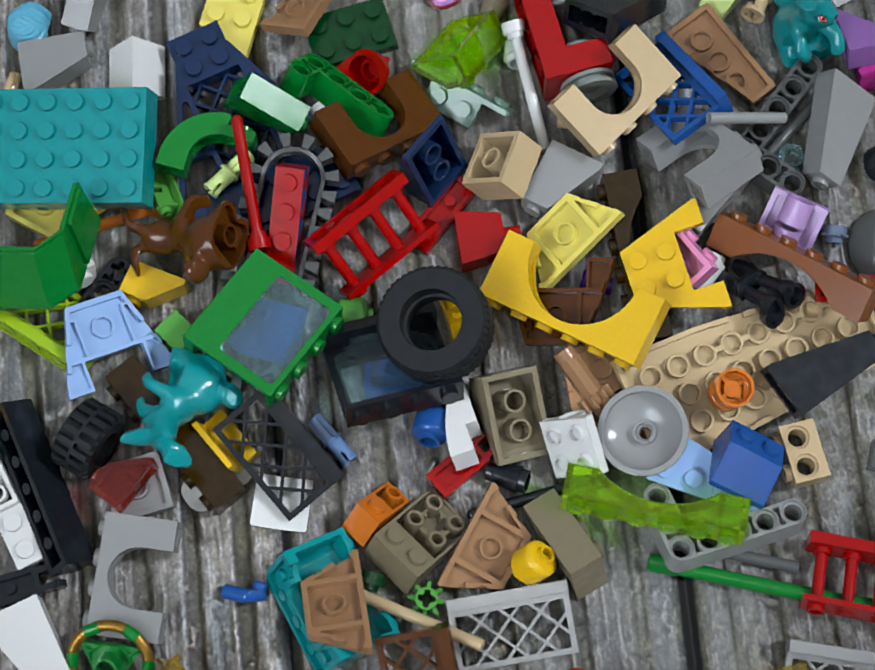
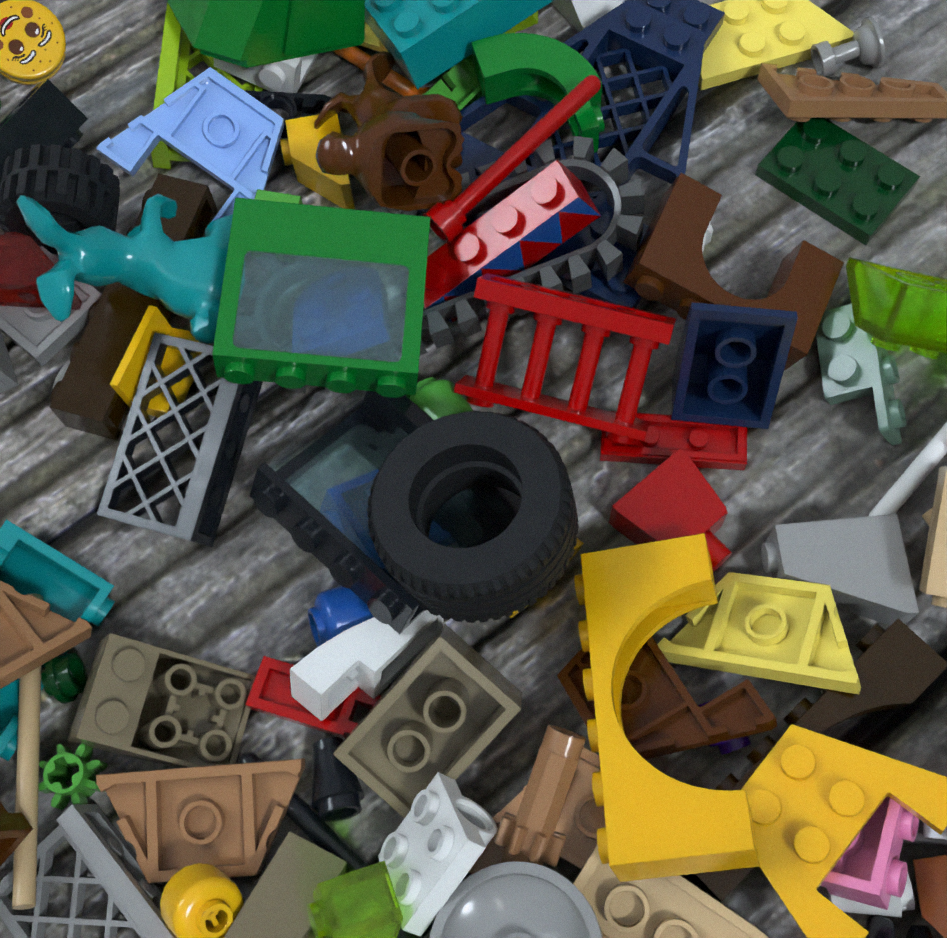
camera: 60 degrees right, 5 degrees down
(225, 176) = (511, 133): yellowish green axle -> none
(267, 105) = (650, 119): slope -> none
(268, 515) = (90, 482): white sticker -> none
(328, 85) = (744, 176): green beam -> none
(331, 439) = (240, 506): medium blue axle -> none
(367, 69) = (788, 214): red piece -> none
(374, 513) = (168, 619): orange slope -> none
(502, 165) = (801, 469): tan brick -> none

